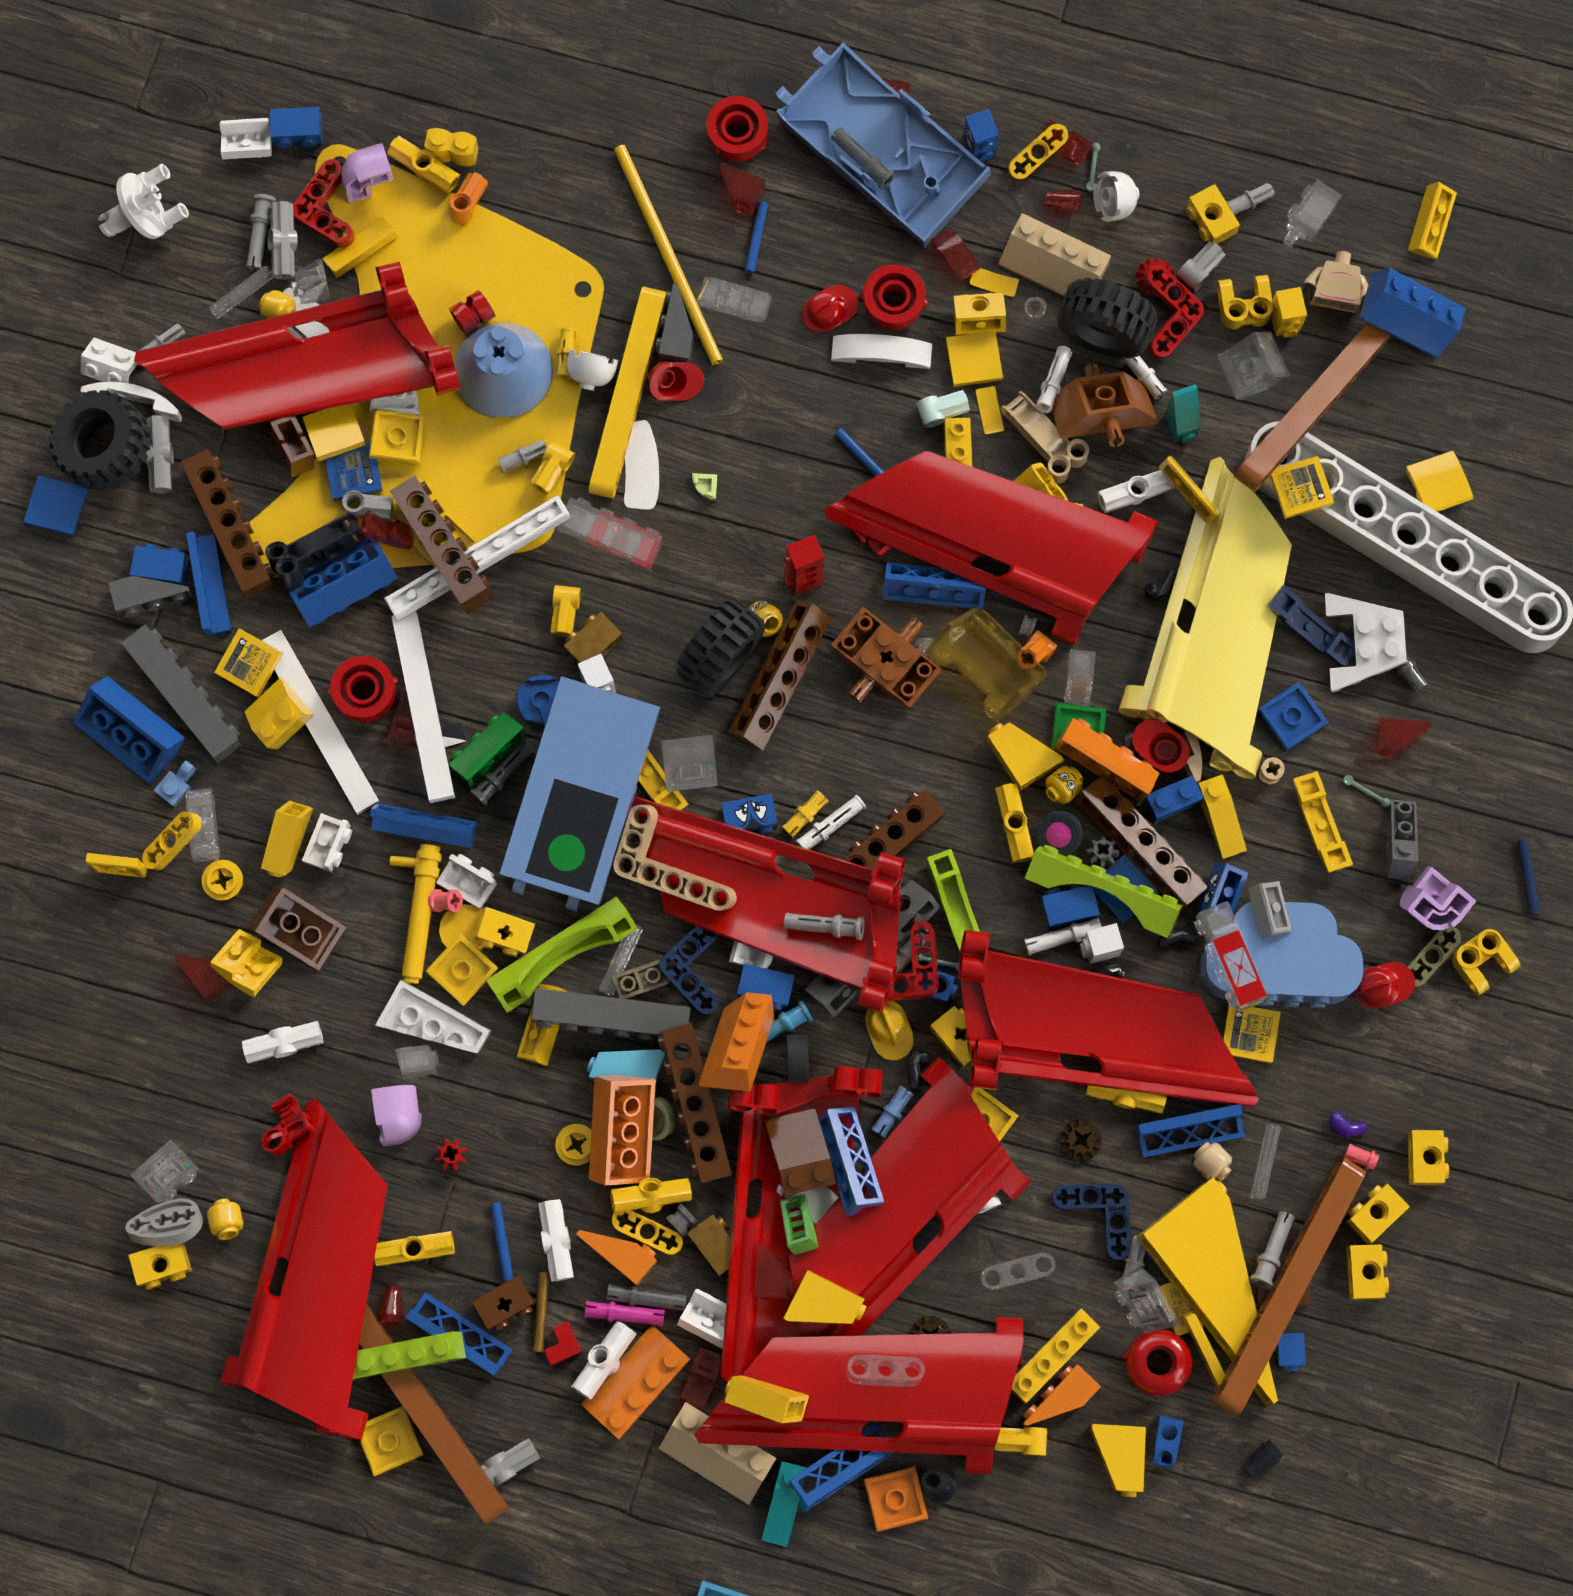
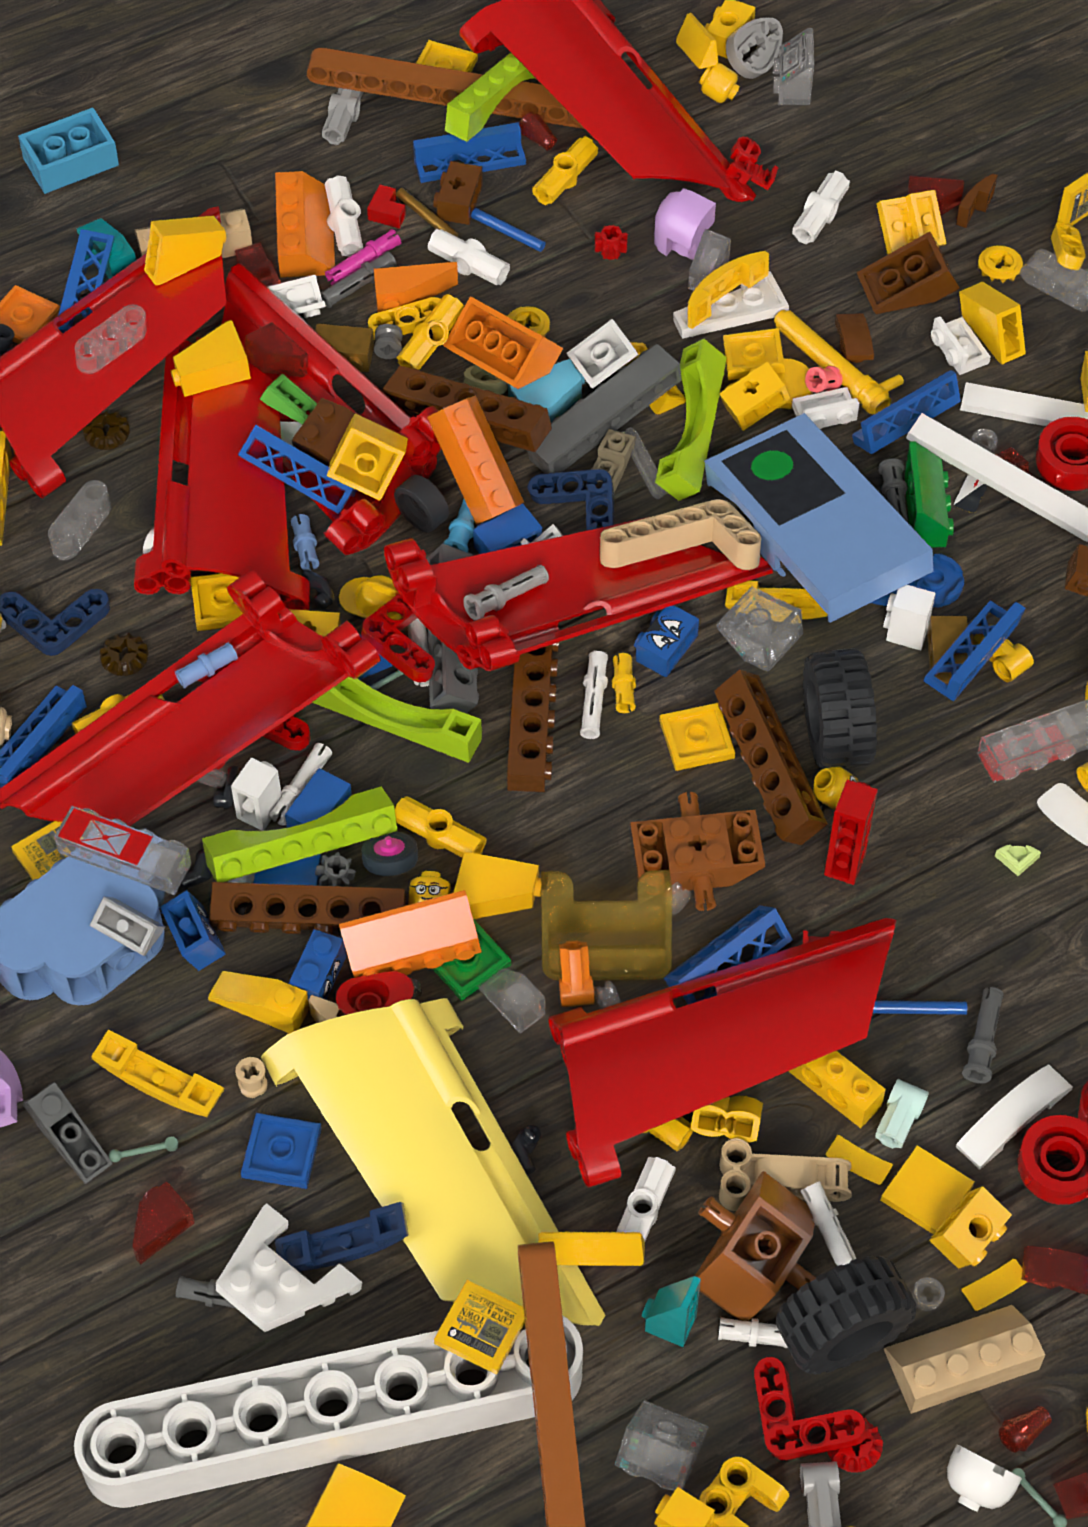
camera: 135 degrees right, 20 degrees down
(169, 942) = (977, 198): none -> reddish brown slope
(206, 1264) = (697, 43): none -> yellow slope
(384, 916) = (855, 337): none -> reddish brown slope
(398, 1031) = (743, 270): none -> yellow slope
(405, 761) = (987, 435): none -> clear bush
(570, 1048) = (602, 353): none -> white slope
(589, 606) = (977, 654): none -> blue fence
(799, 739) = (697, 736): none -> yellow tile
(809, 1109) = (367, 457): none -> yellow brick
(858, 399) = (982, 1047): none -> dark grey pin
(1053, 1057) = (206, 665): none -> medium blue pin

